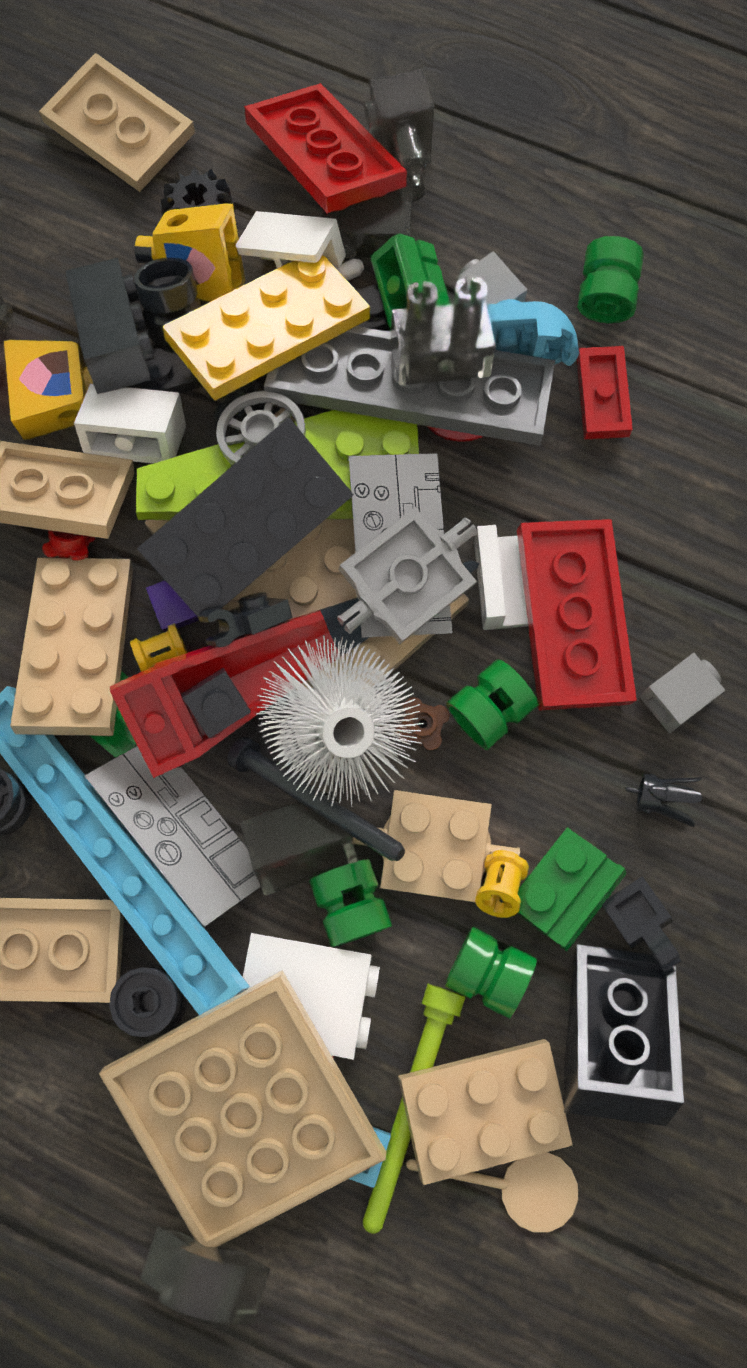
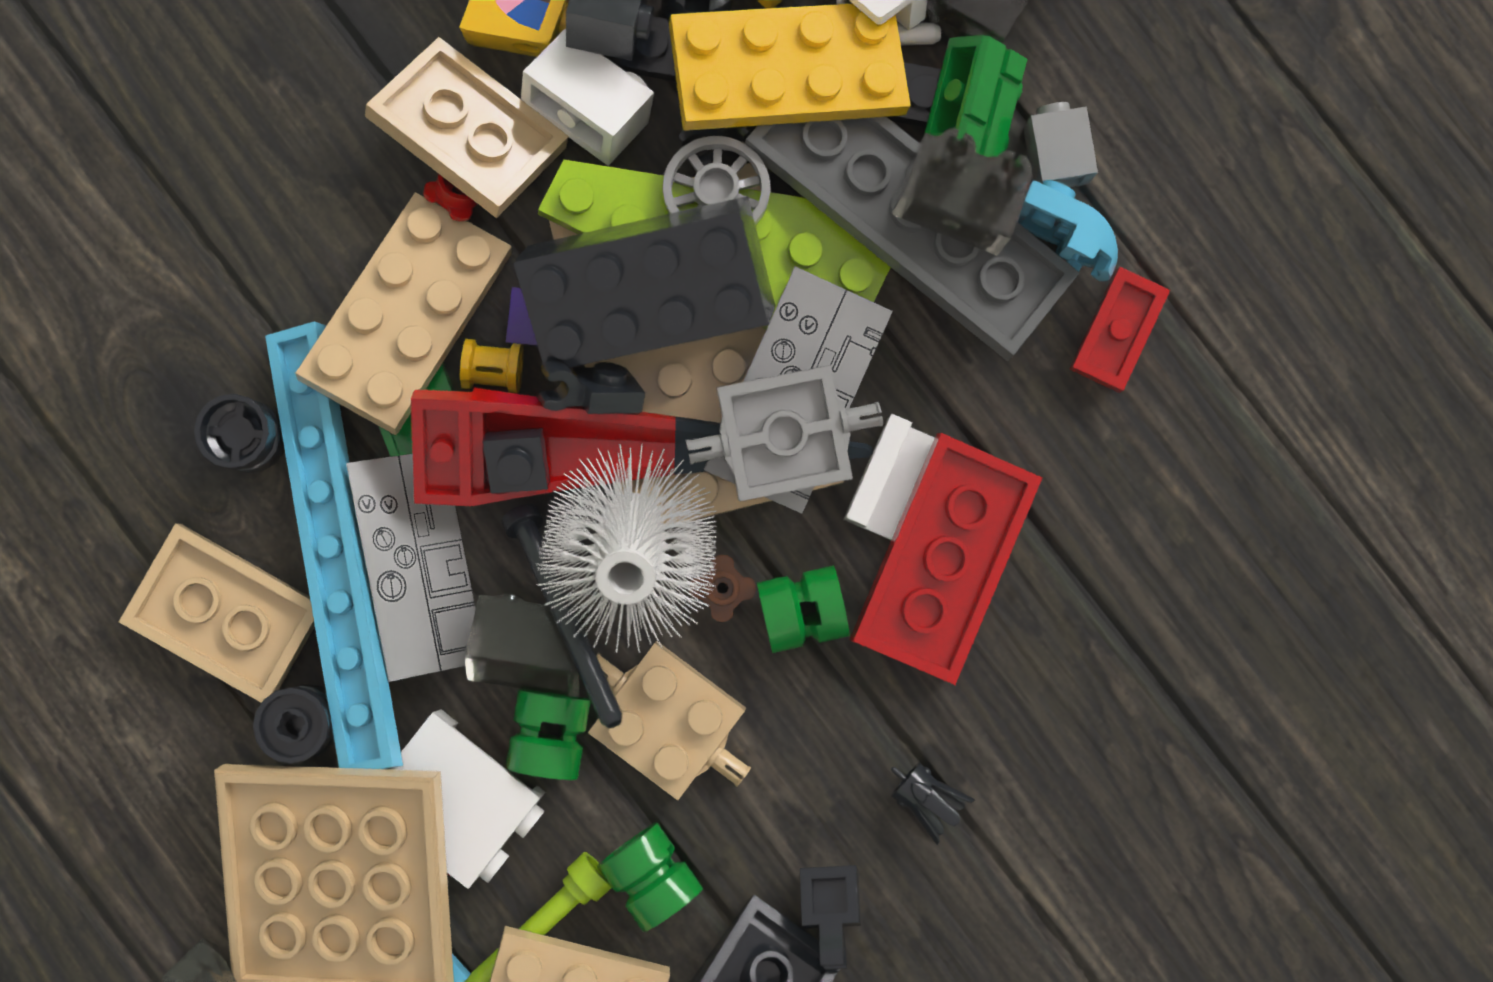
camera: 25 degrees right, 10 degrees up
(502, 884) = (710, 797): yellow bush -> none
(568, 888) = (774, 835): green plate -> none
(611, 279) = (1206, 197): green wheel -> none
(683, 692) = (1009, 702): light grey brick -> none

